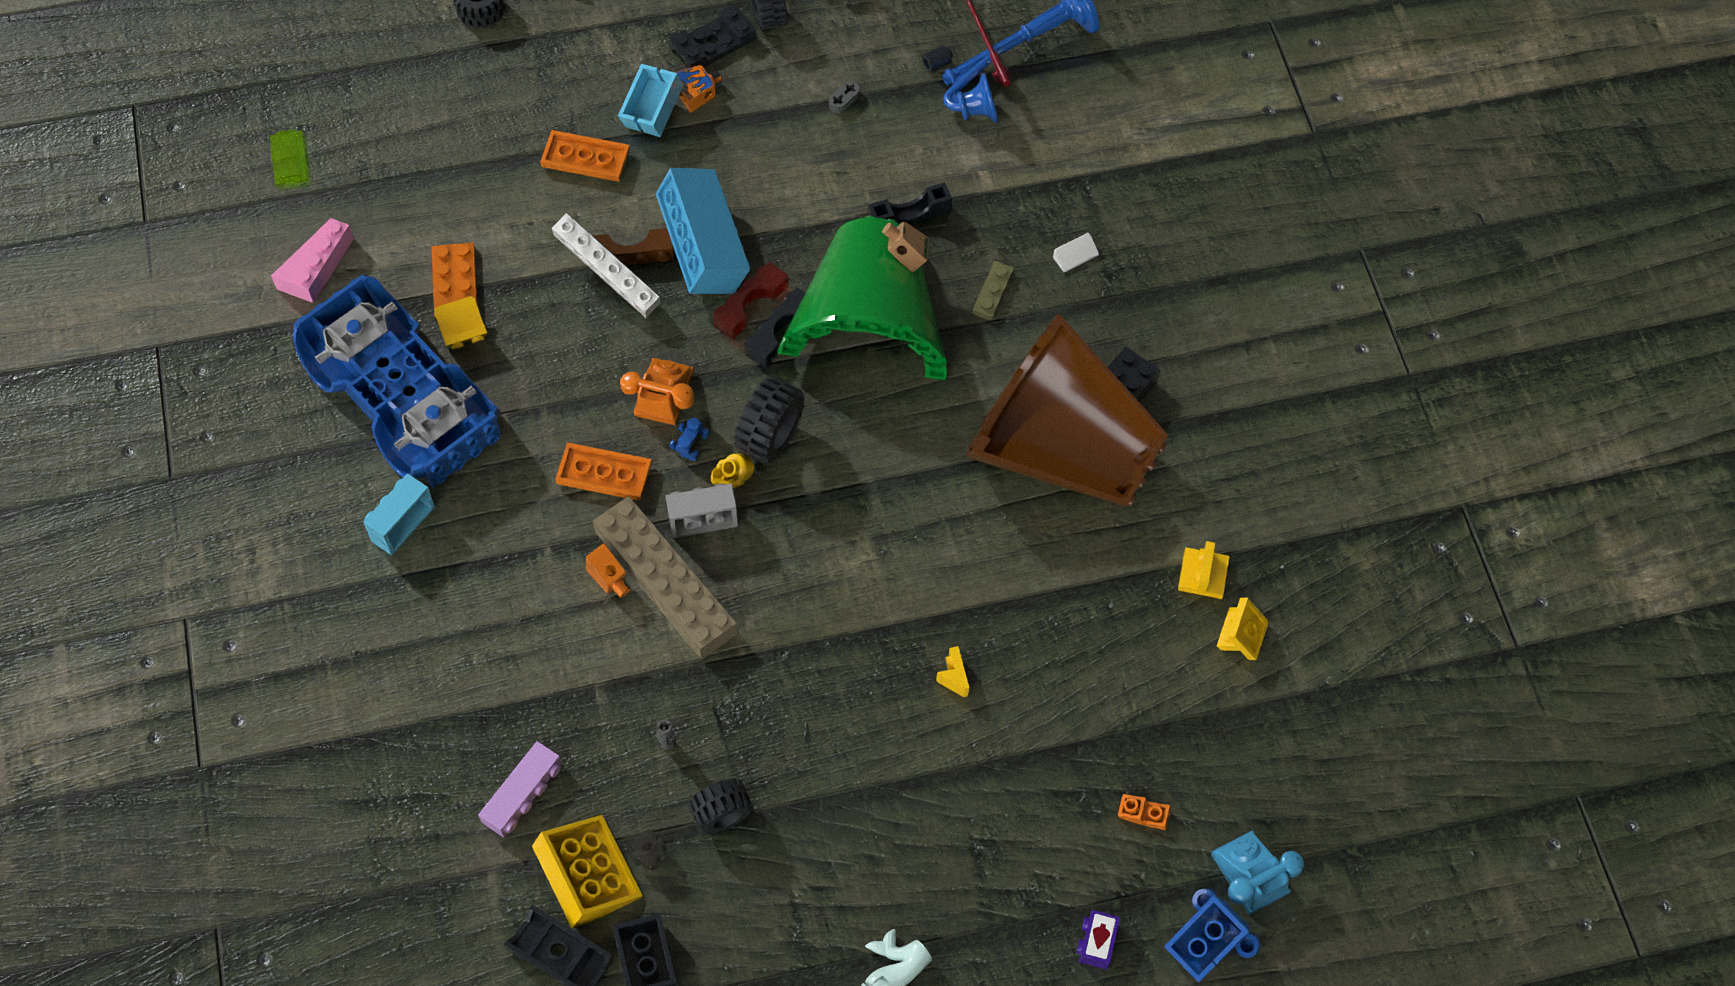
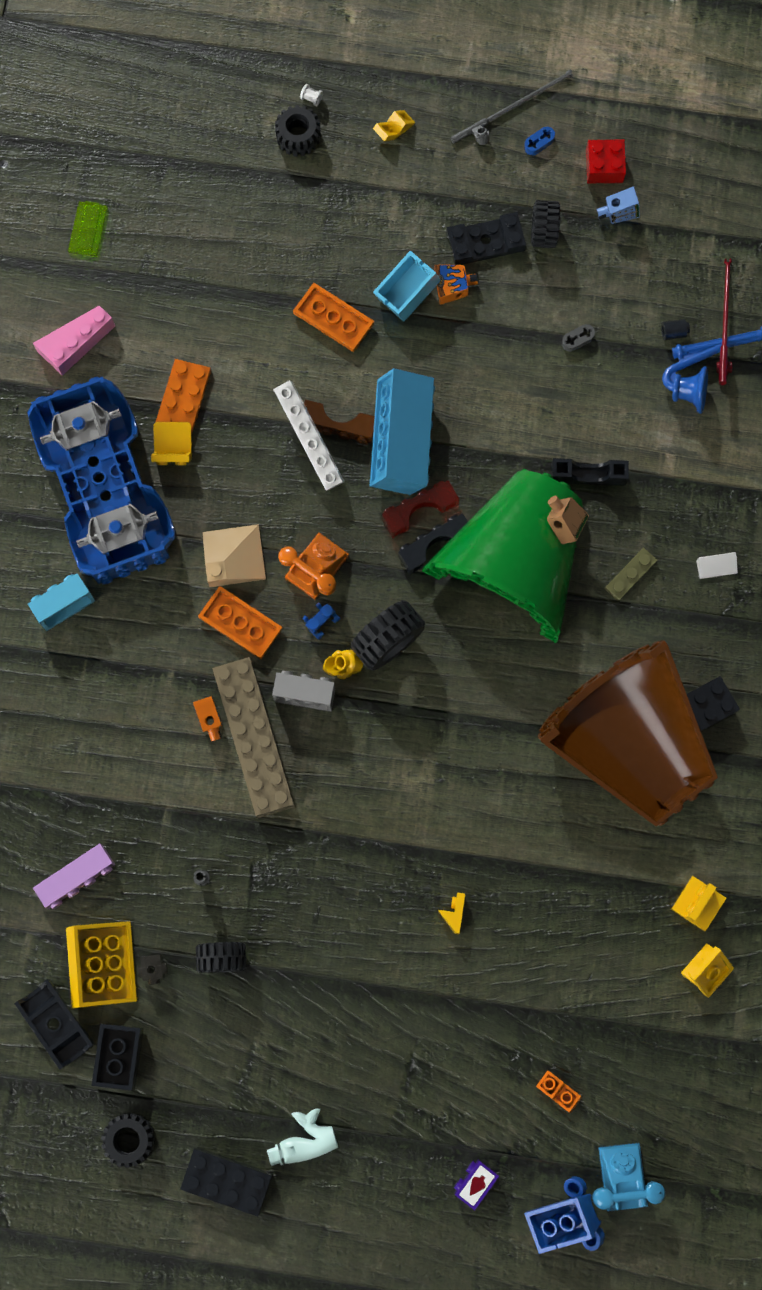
camera: 25 degrees right, 15 degrees up
(570, 411) = (233, 556): none -> tan slope

